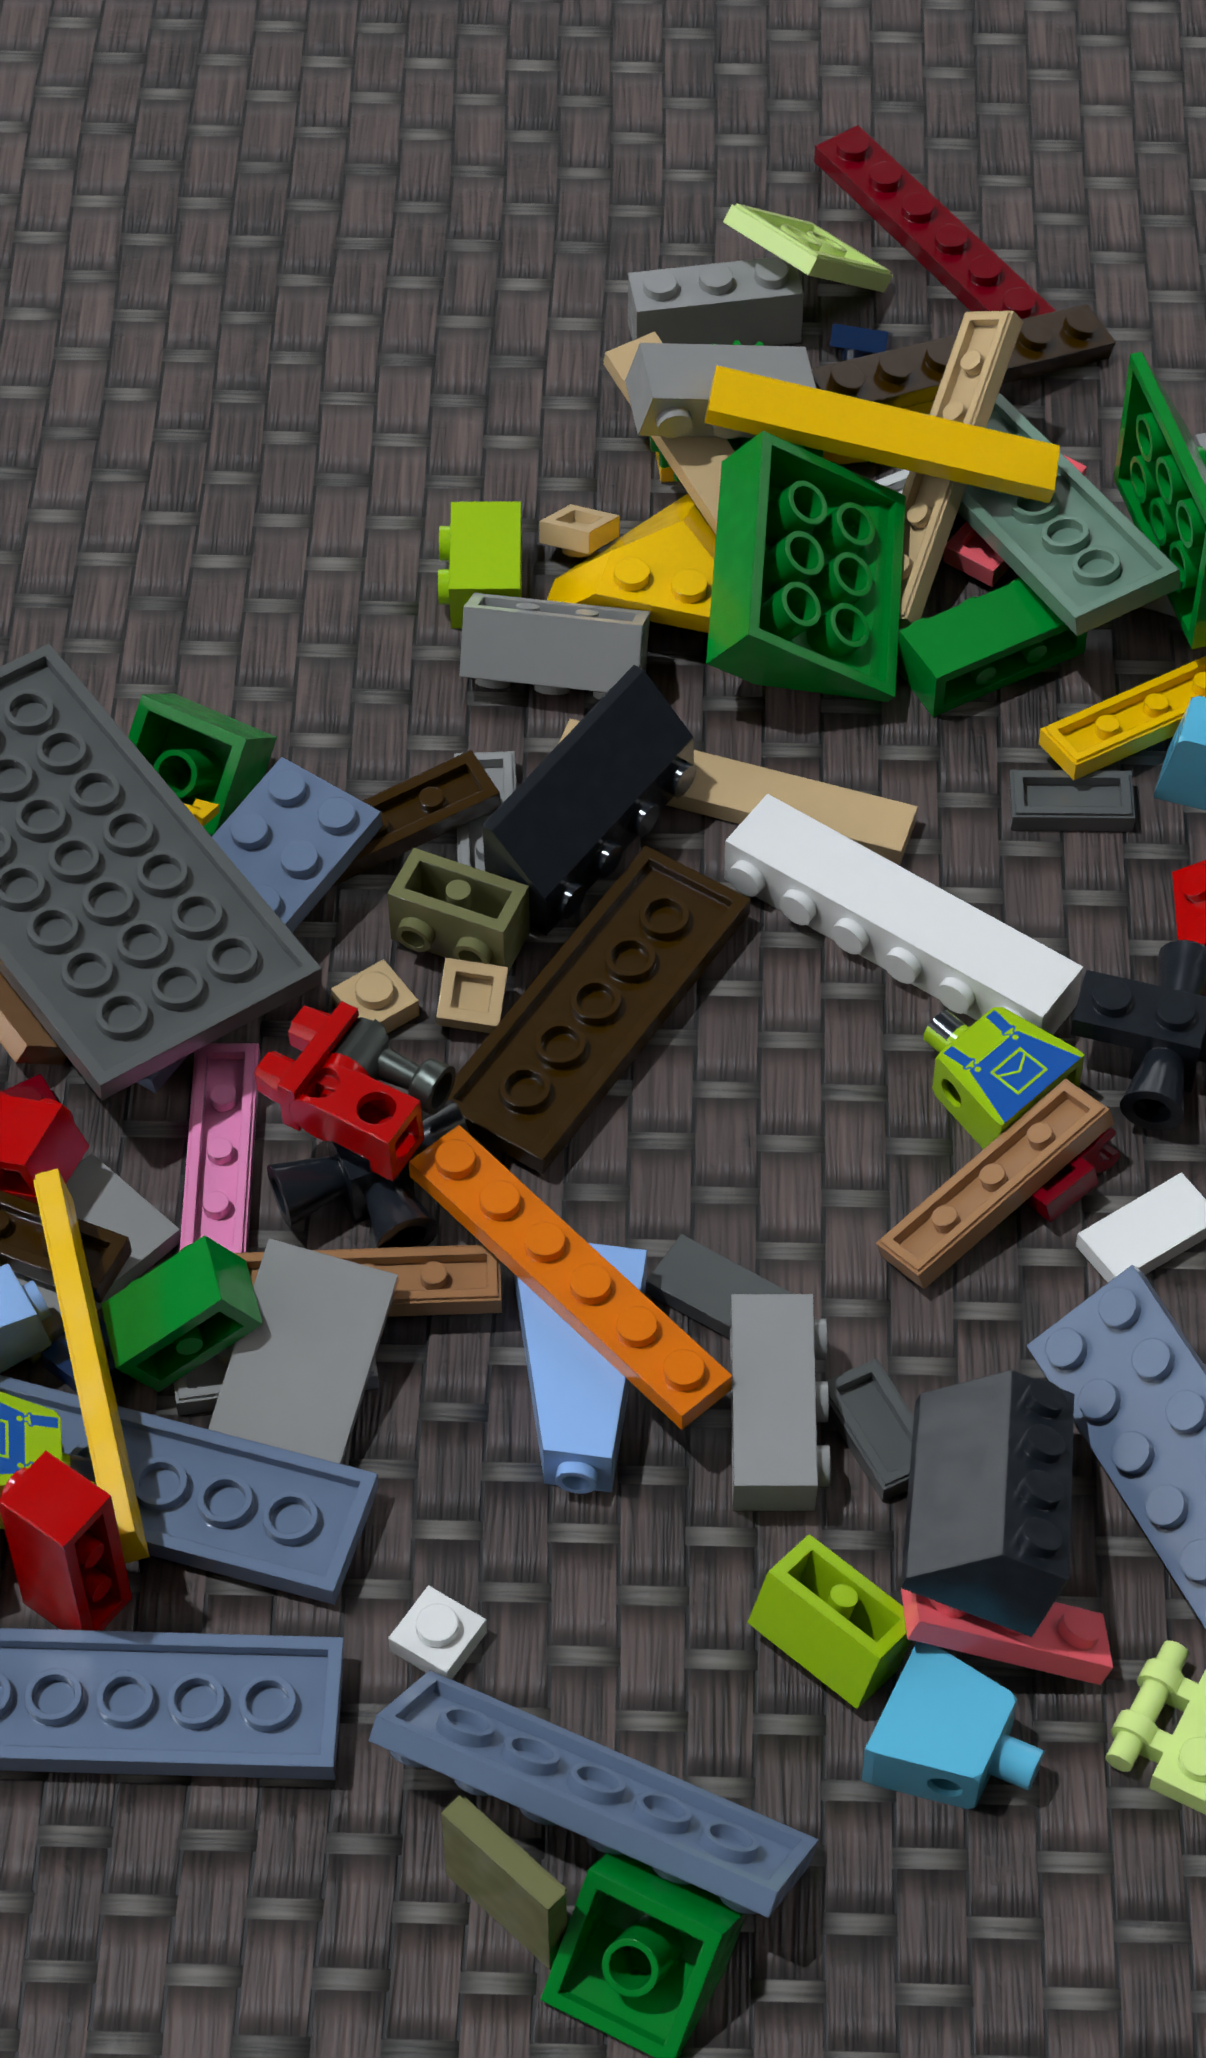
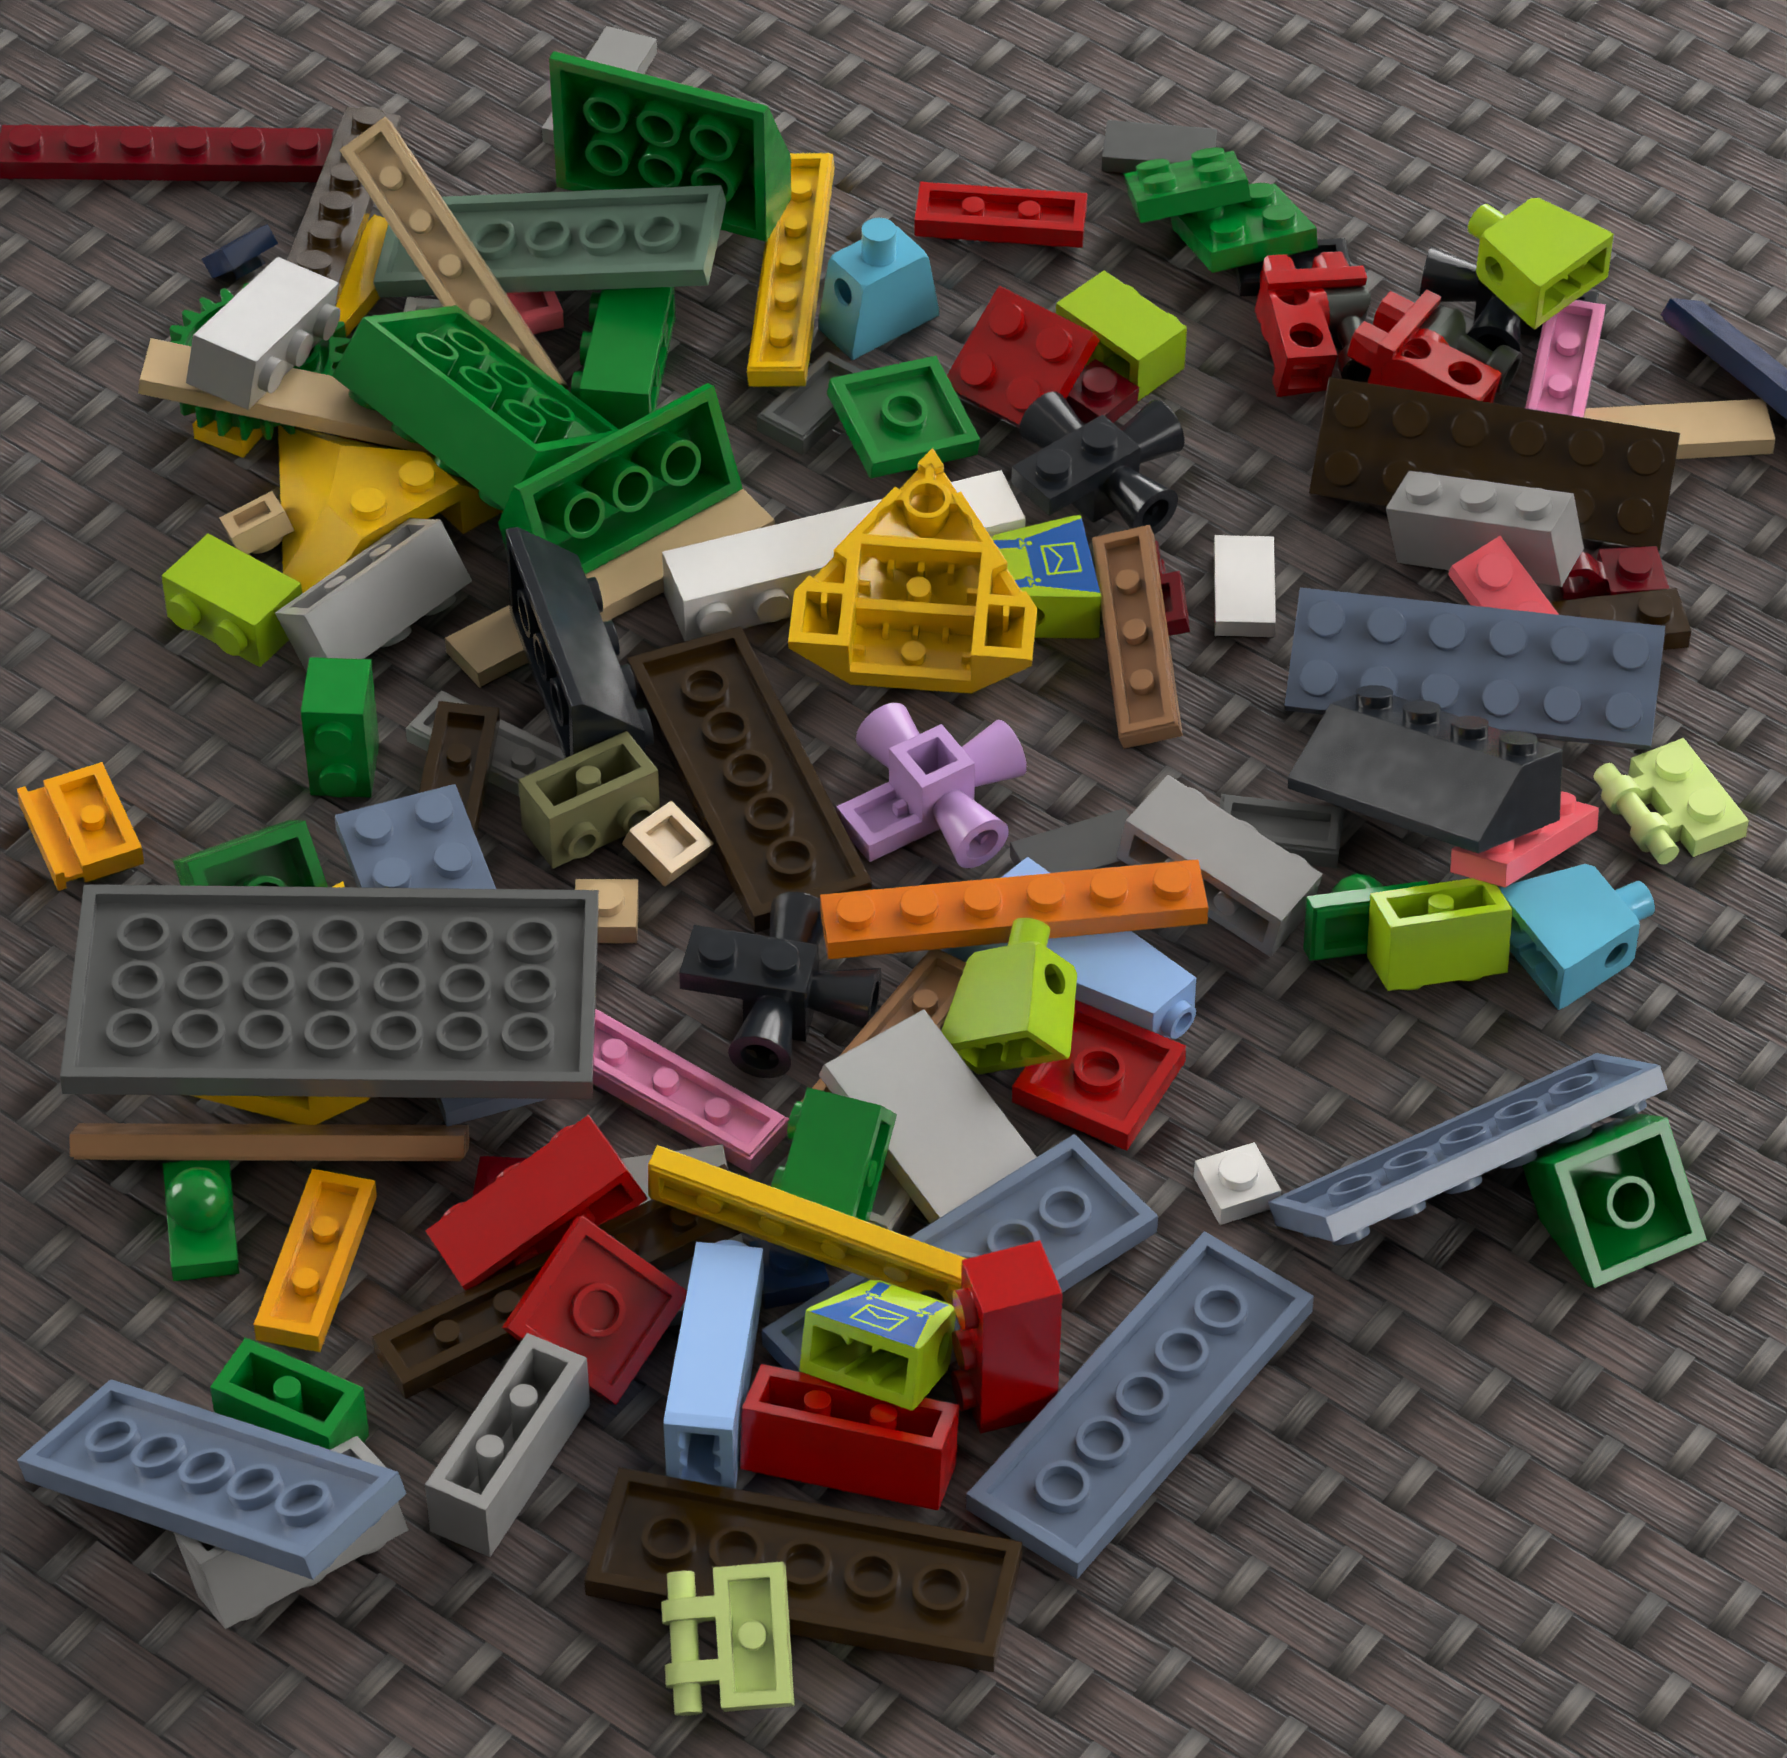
camera: 55 degrees left, 5 degrees down
(176, 620) = (81, 826): none -> light orange plate
(338, 1089) = (741, 927): red hips -> none
(387, 706) = (340, 727): none -> green brick
(465, 1336) = (1013, 1003): none -> lime torso
(470, 1455) = (1107, 1082): none -> red plate
(504, 1880) = (1508, 1232): olive tile -> none
(682, 1137) = (931, 787): none -> lavender brick
(718, 303) = (111, 314): light grey brick -> none
(782, 1525) = (1340, 919): none -> green tile
(808, 247) = (132, 214): yellowish green tile -> none
(809, 725) = (630, 482): none -> green slope
(869, 985) = (916, 597): none -> yellow wedge
(883, 434) = (415, 265): yellow tile -> none
(1099, 866) = (901, 415): none -> green plate

